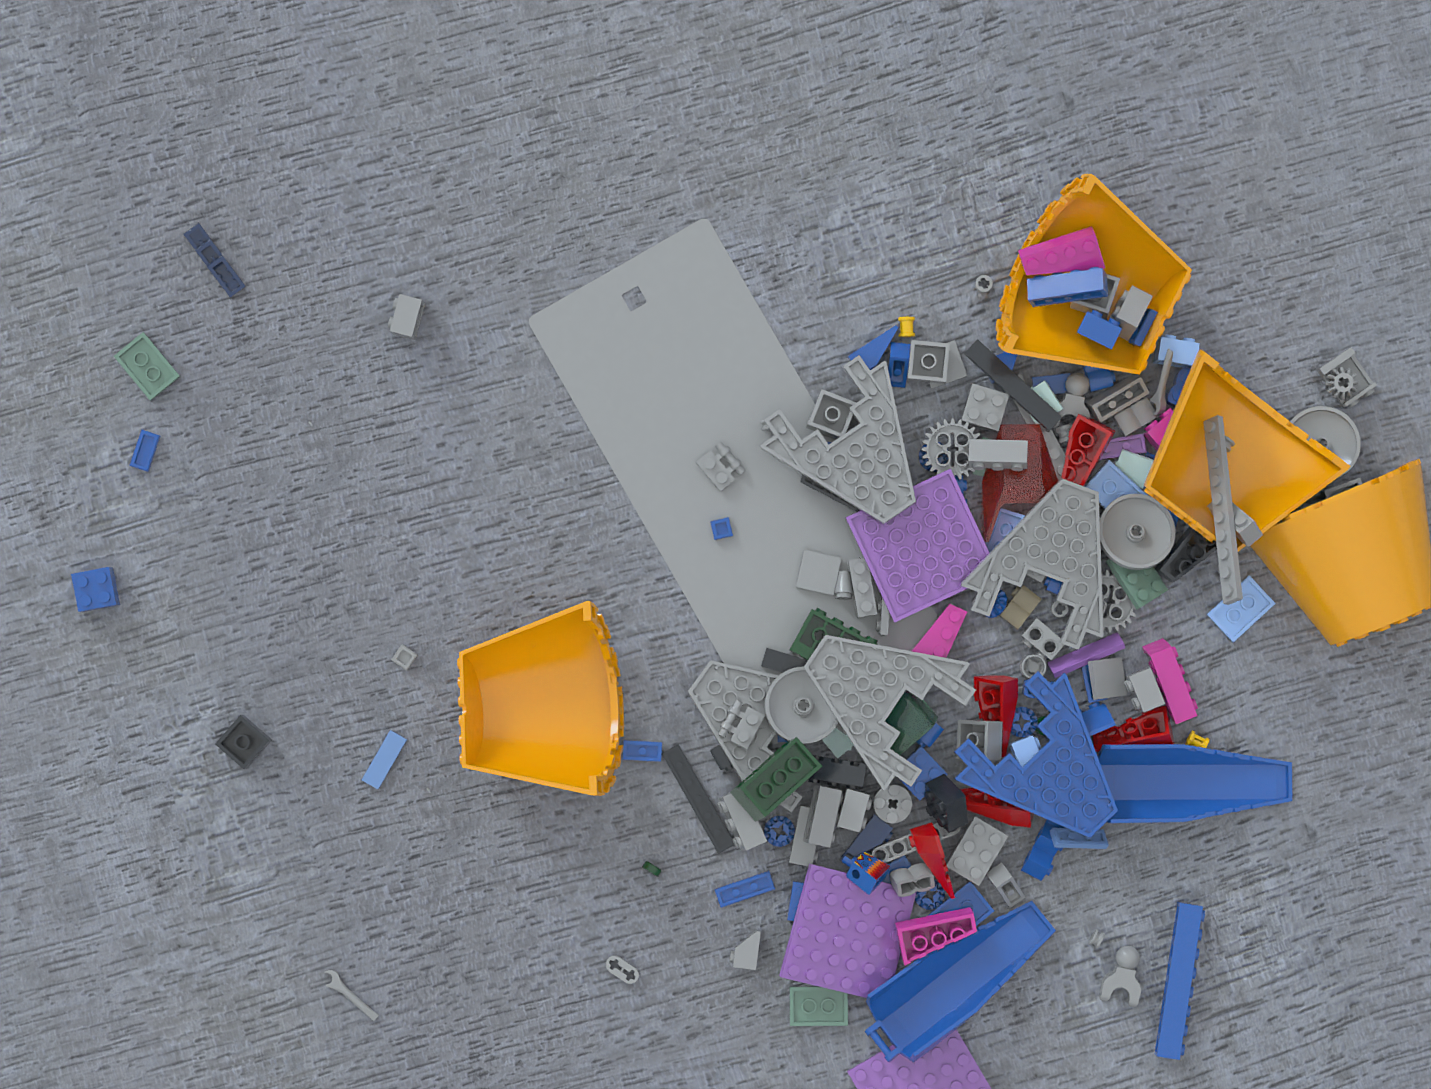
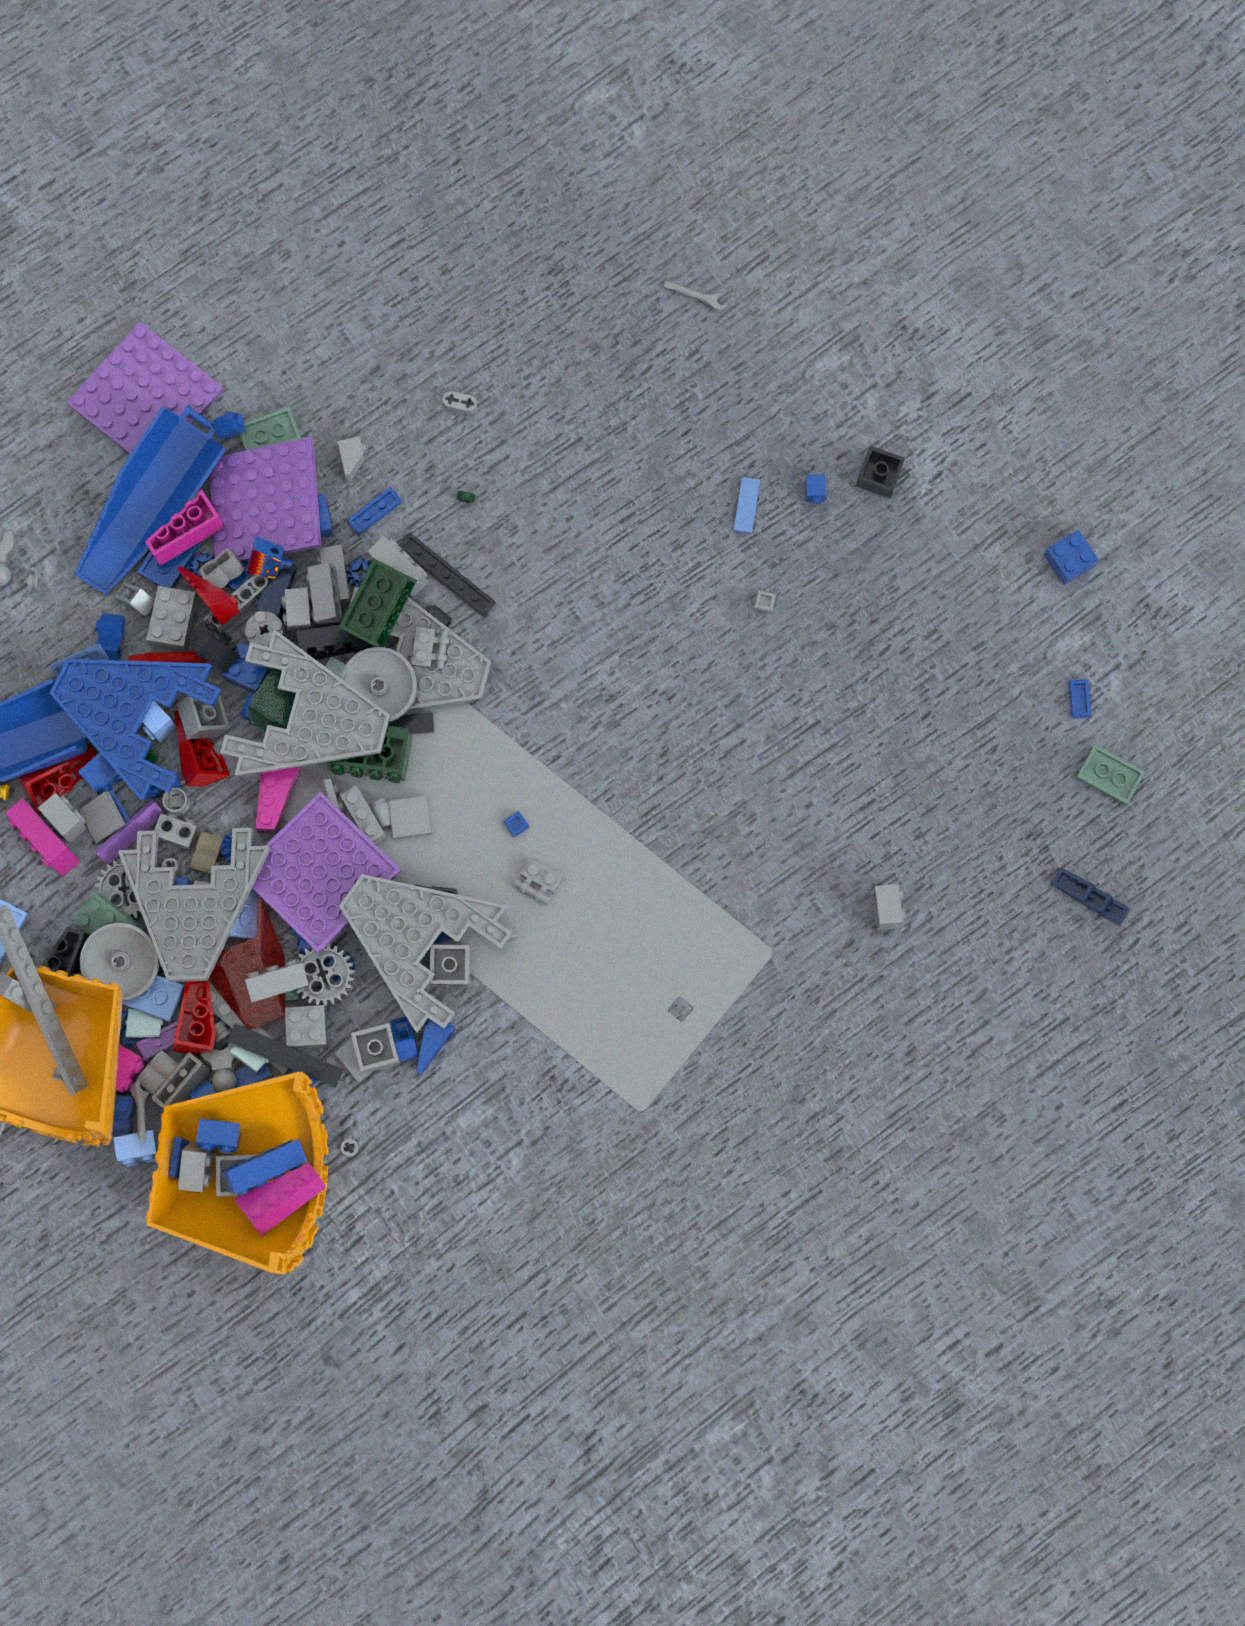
camera: 155 degrees right, 10 degrees down
(312, 750) = (815, 488): none -> blue brick
(545, 703) = (614, 591): light orange cone -> none
(642, 750) = (514, 597): blue plate -> none
(855, 1025) = (229, 425): none -> blue brick
(906, 326) = (409, 1077): yellow bush -> none
(1029, 727) = (167, 758): blue gear -> none

